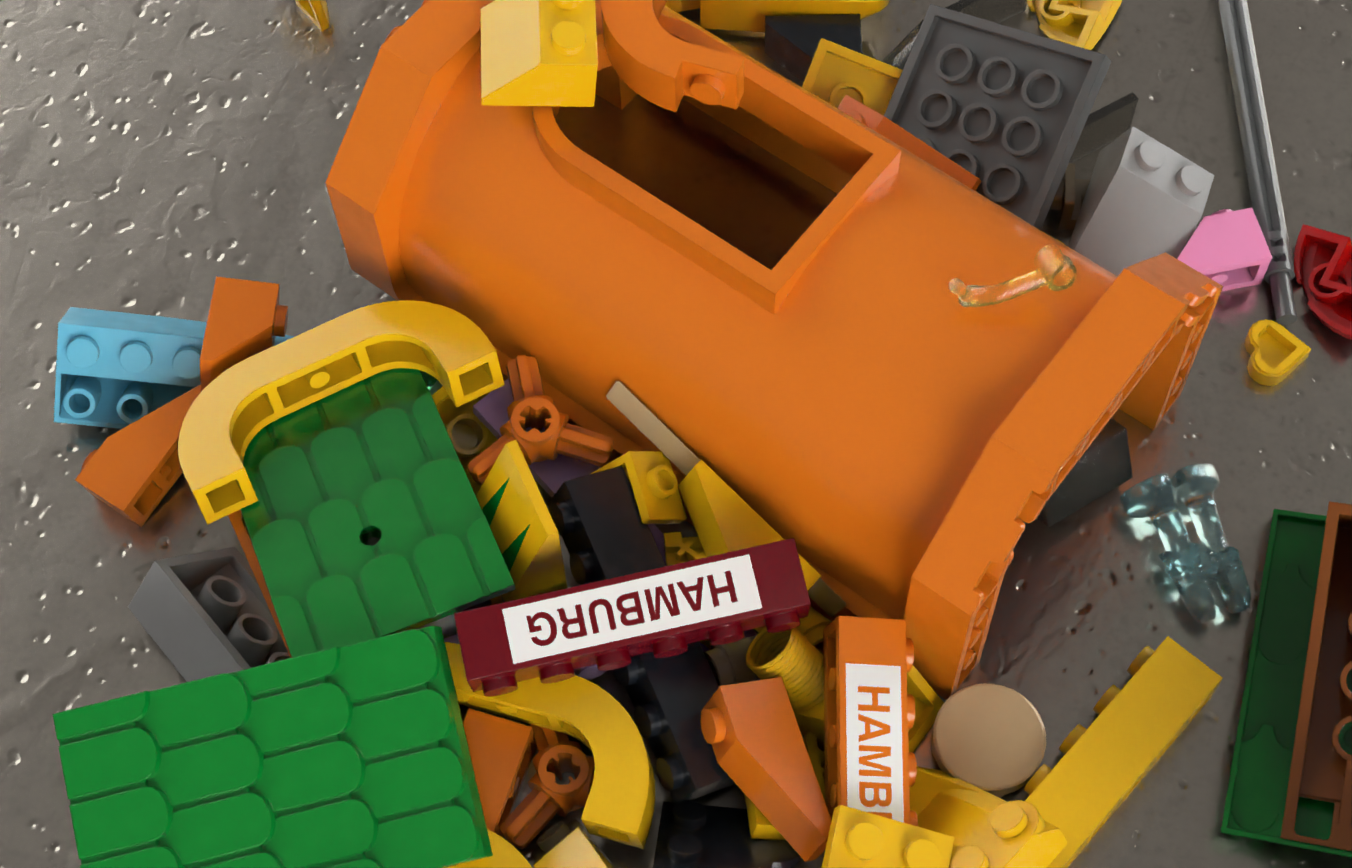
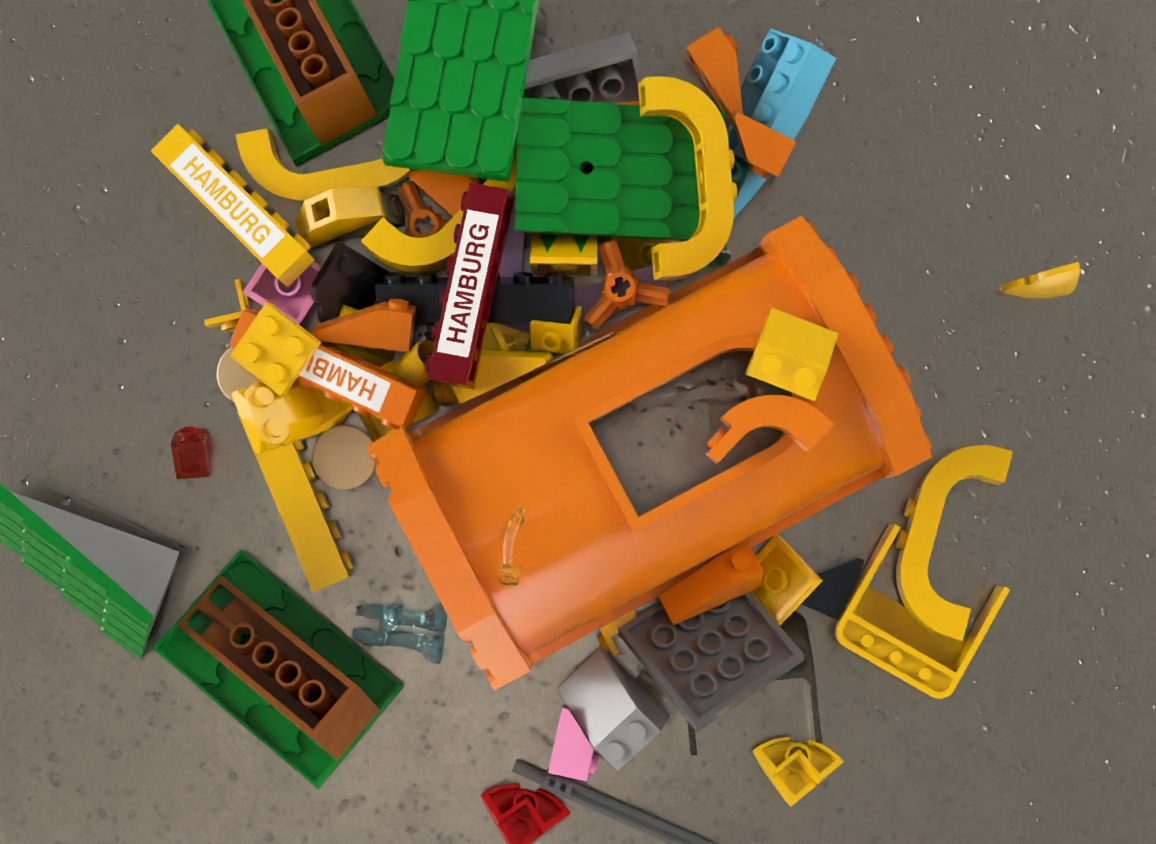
camera: 115 degrees right, 25 degrees up
(1273, 352) = (498, 746): yellow tile -> none

